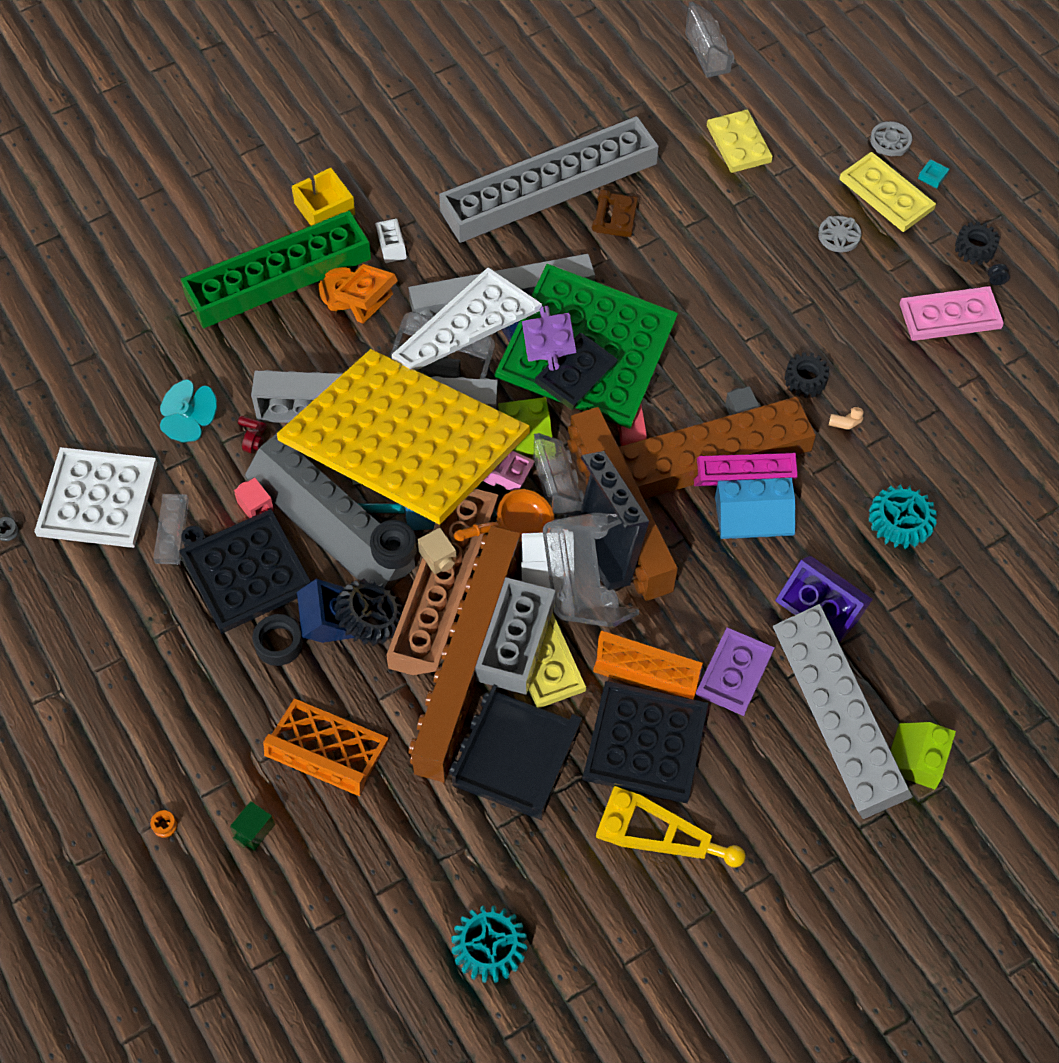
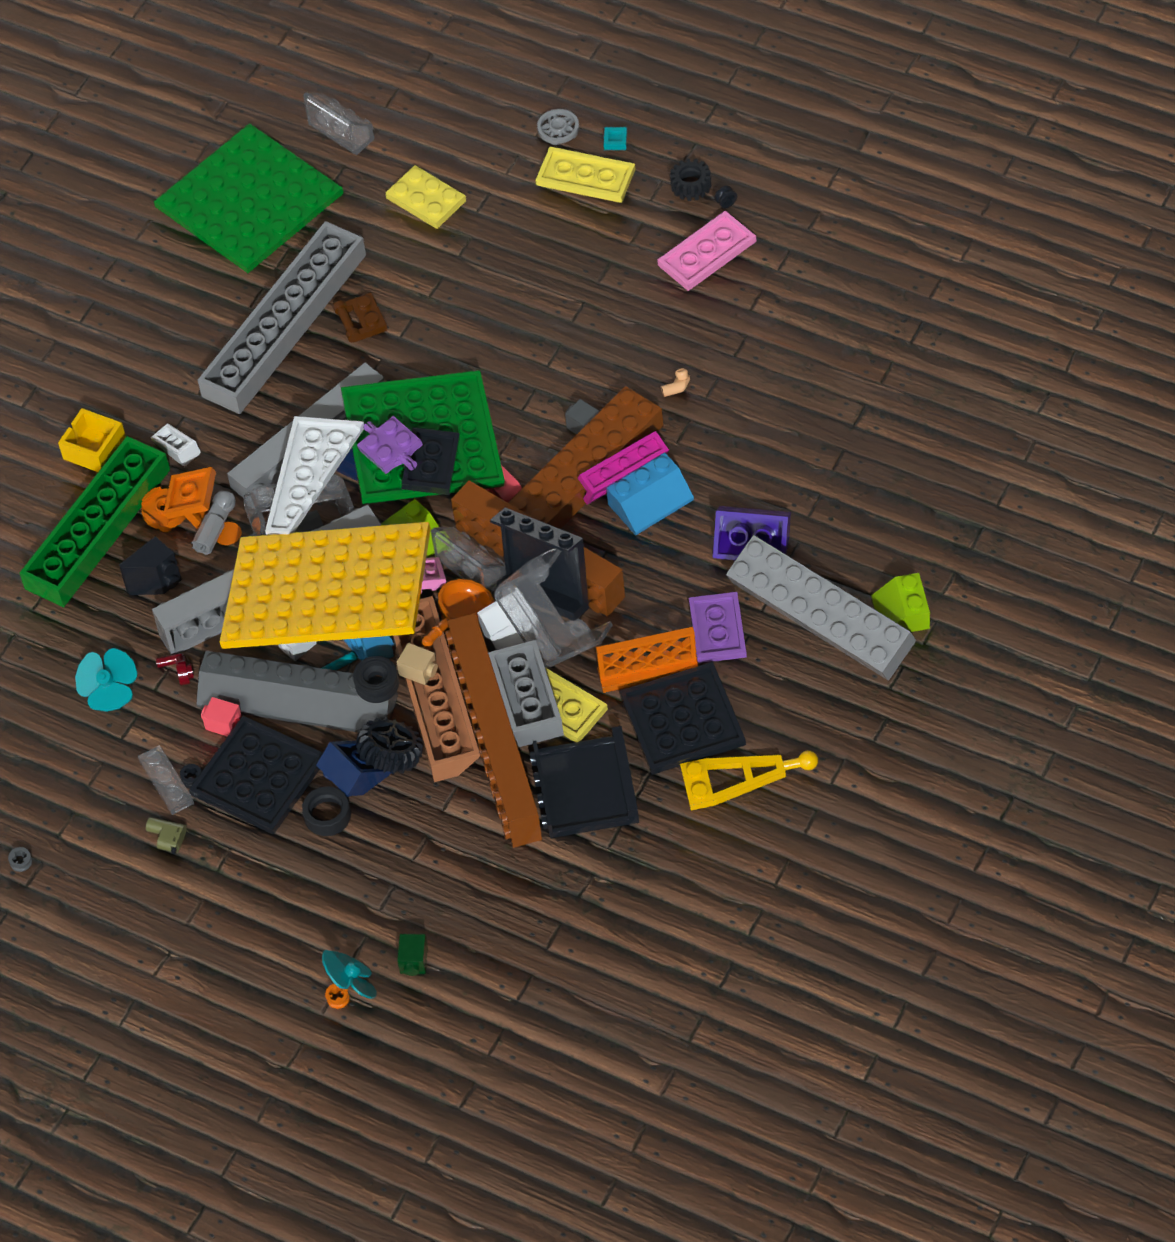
camera: 25 degrees left, 5 degrees down
(96, 497) = (81, 790): white plate -> none
(138, 580) = (170, 833): none -> olive piece
(175, 805) = (345, 972): none -> teal piece
(286, 335) = (150, 570): none -> black slope
(311, 761) = (428, 881): orange fence -> none
(372, 323) = (213, 522): none -> light grey piece
(378, 339) = (230, 534): none -> orange sticker
(499, 942) = (663, 918): teal gear -> none
(594, 68) = (248, 198): none -> green plate
(811, 364) = (615, 355): black tyre -> none
(839, 233) = (568, 232): light grey wheel -> none
(912, 528) = (787, 438): teal gear -> none

